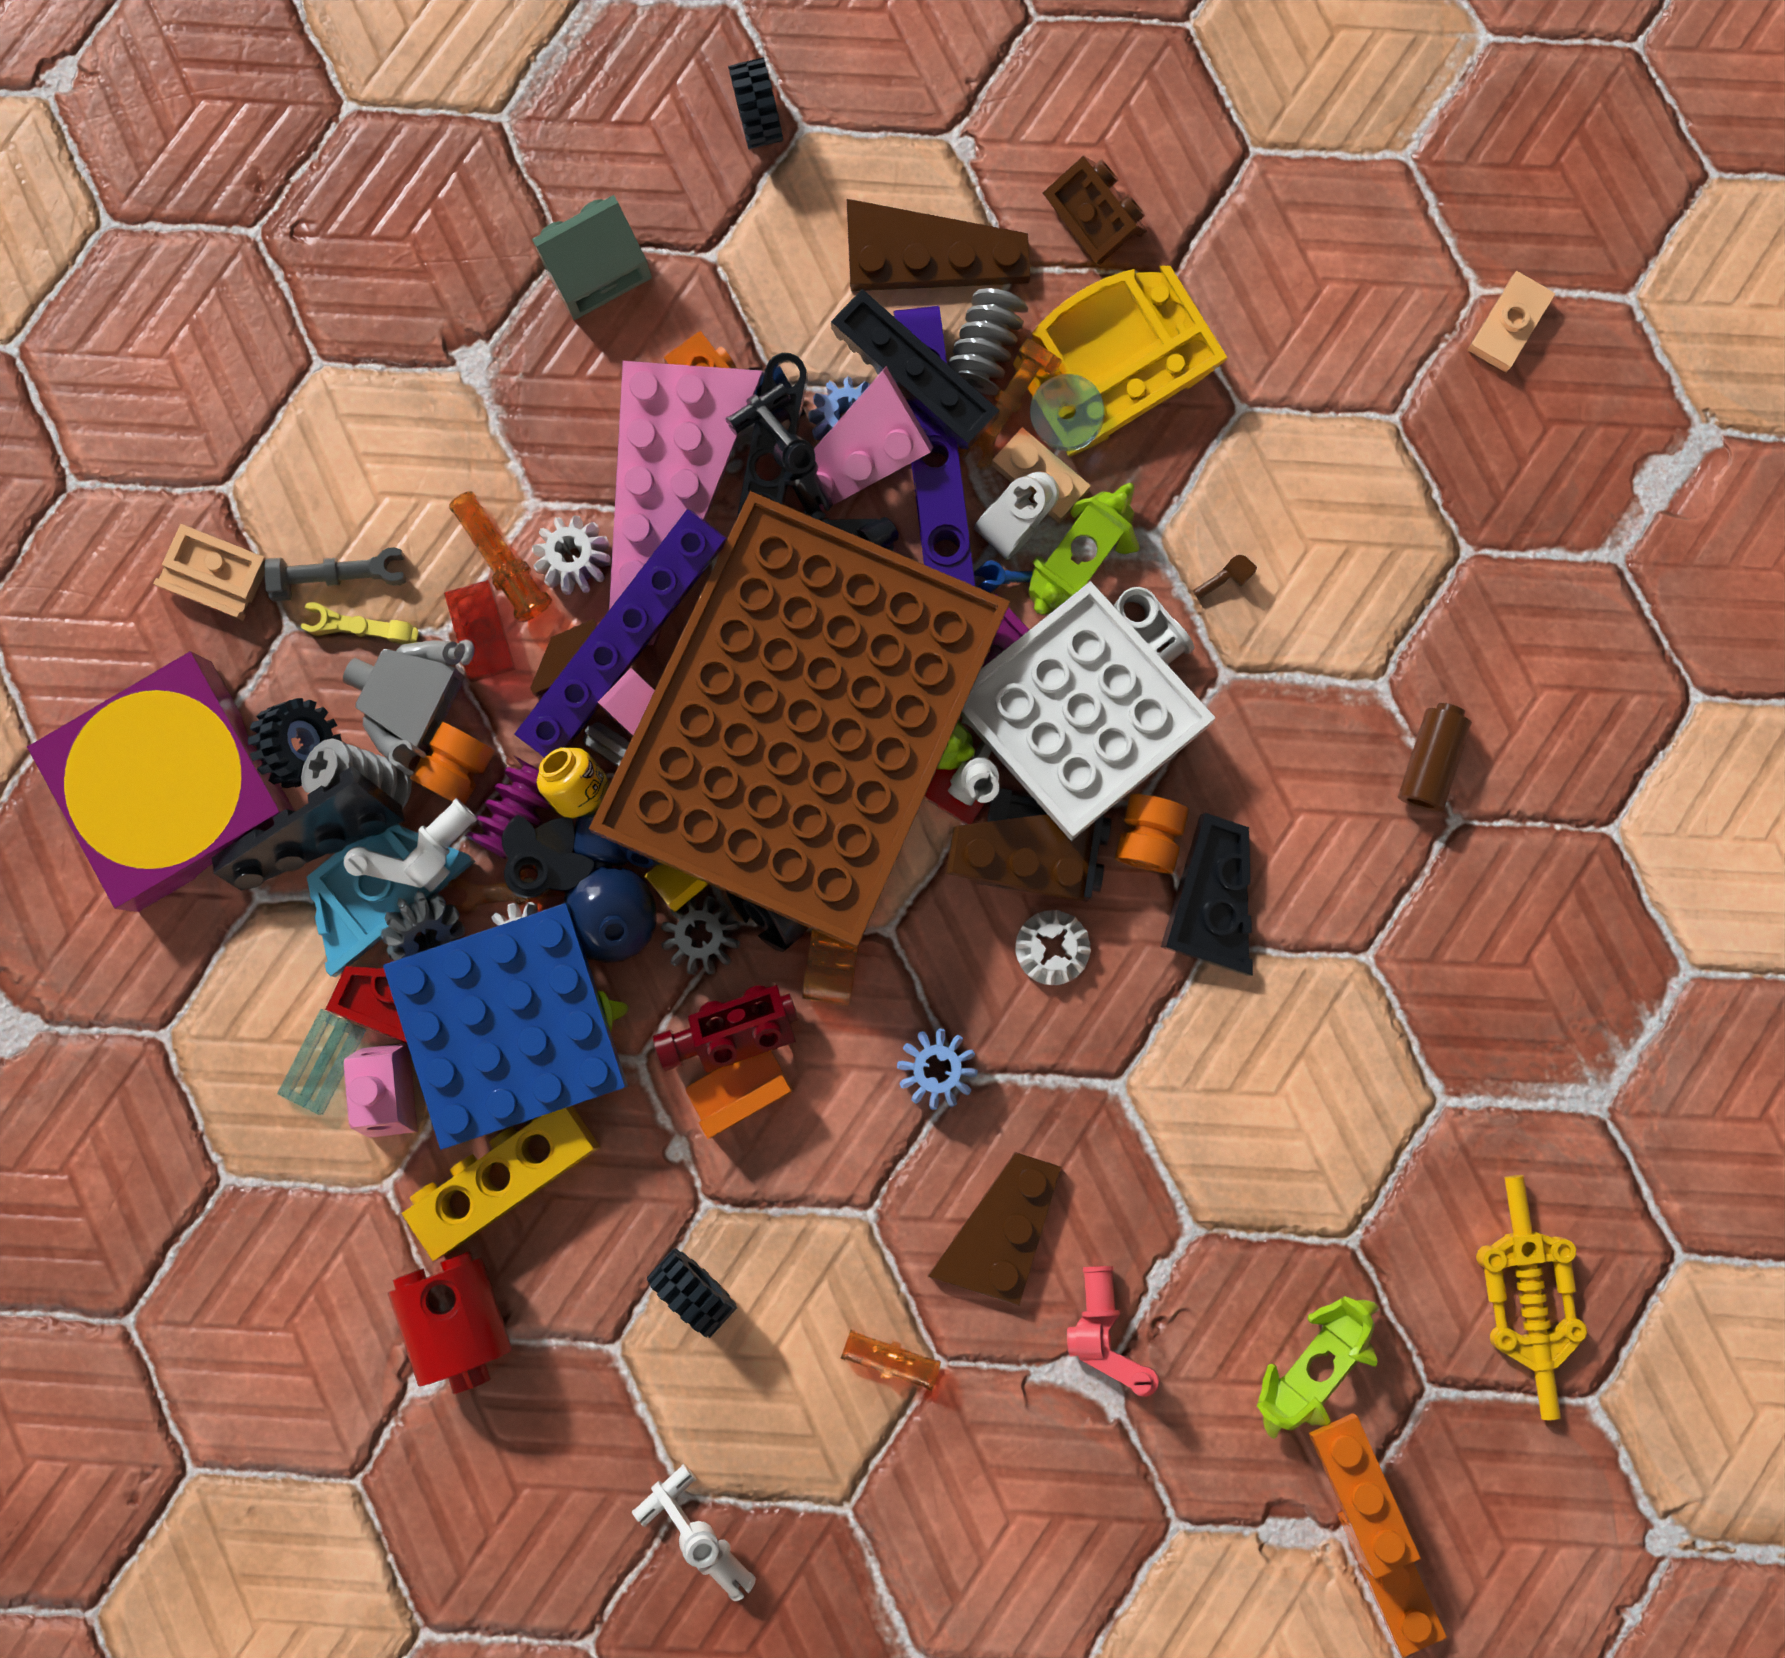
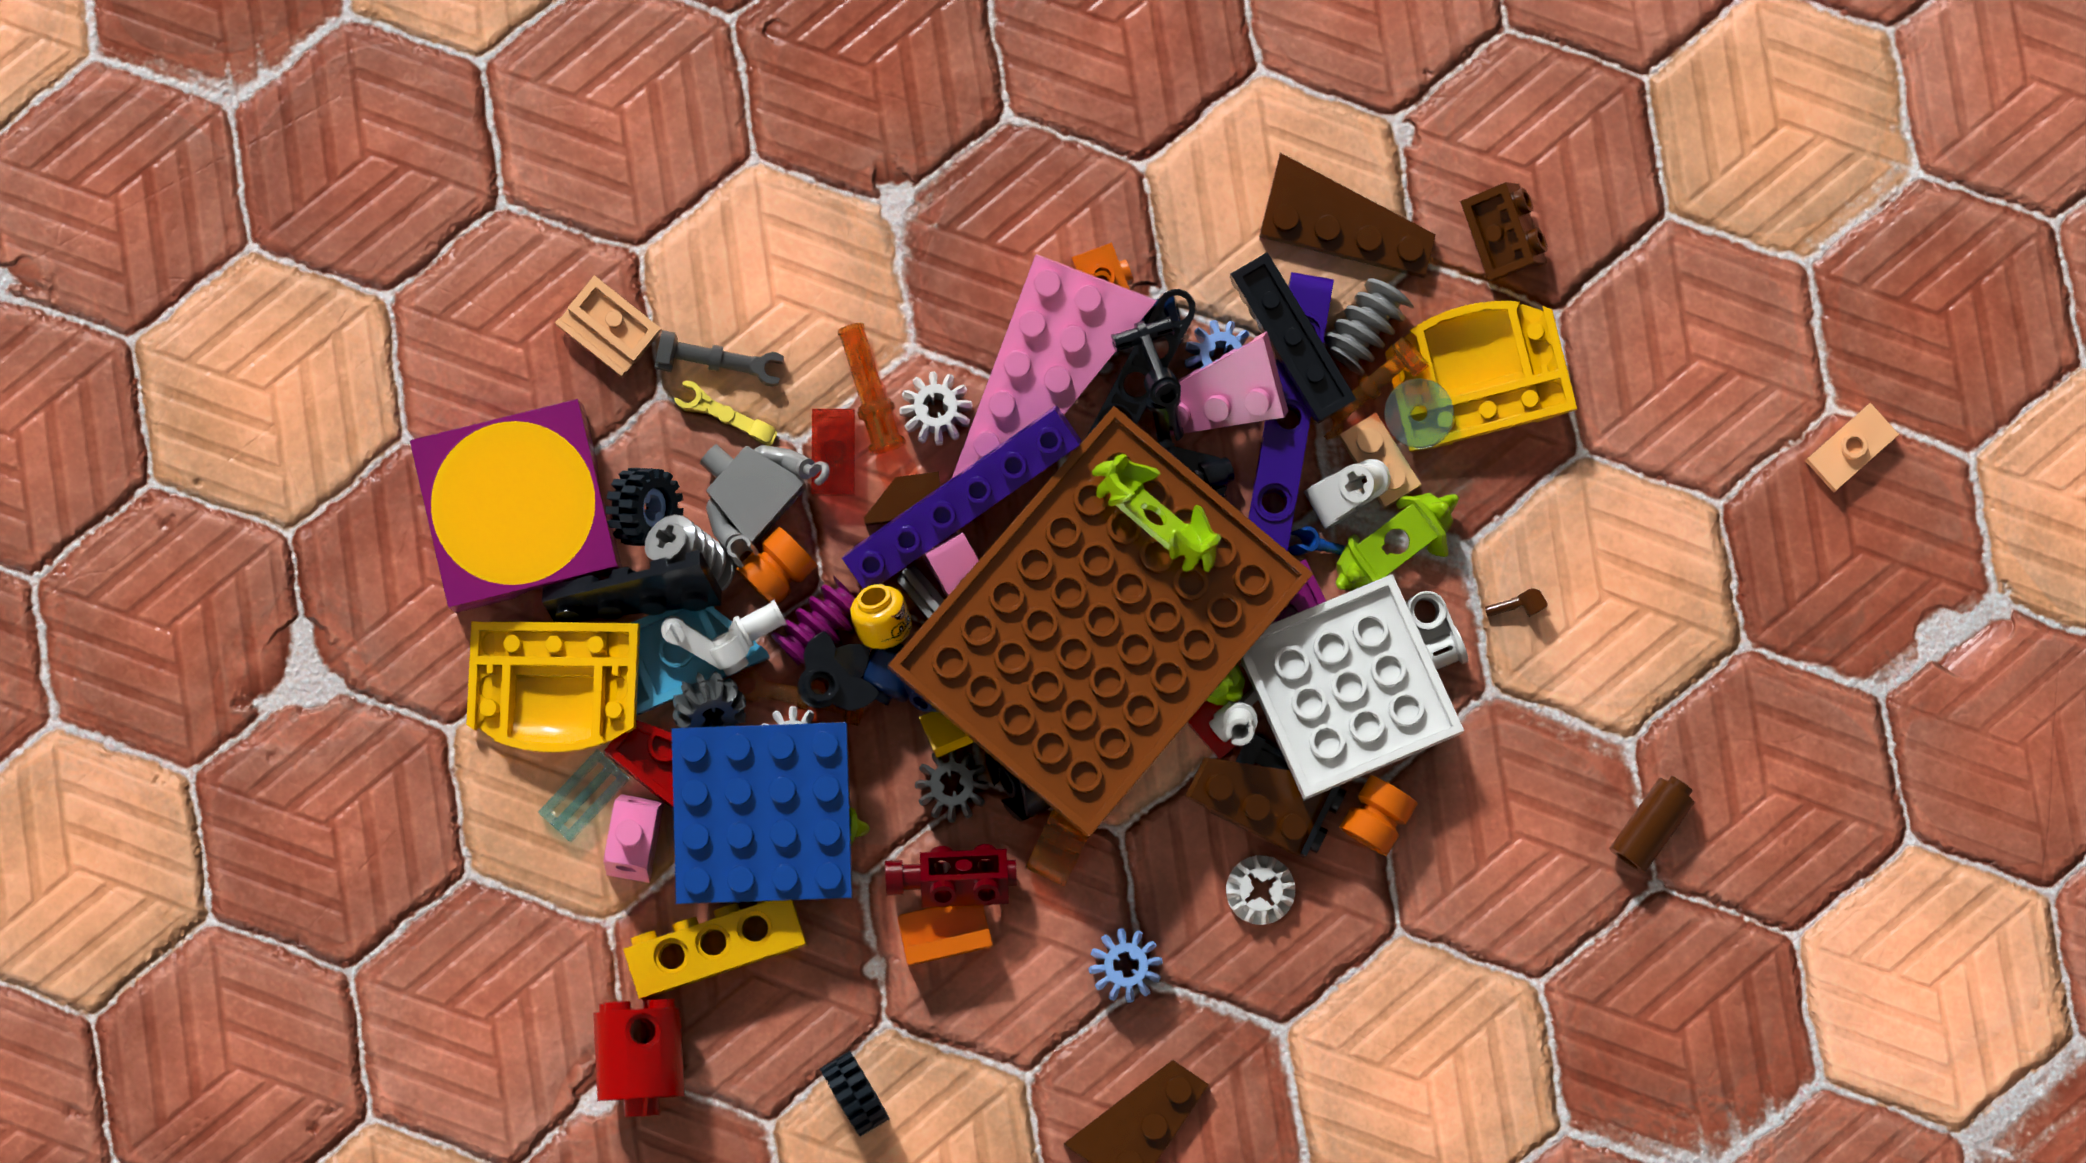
camera: 10 degrees right, 0 degrees up
(252, 954) = (553, 683): none -> yellow slope
(592, 256) = (1034, 143): sand green slope -> none
(612, 914) = (881, 743): dark blue cylinder -> none
(756, 103) = (1223, 43): black bush -> none
(784, 564) = (1125, 484): none -> lime piece
(1212, 898) = (1415, 889): black wing -> none

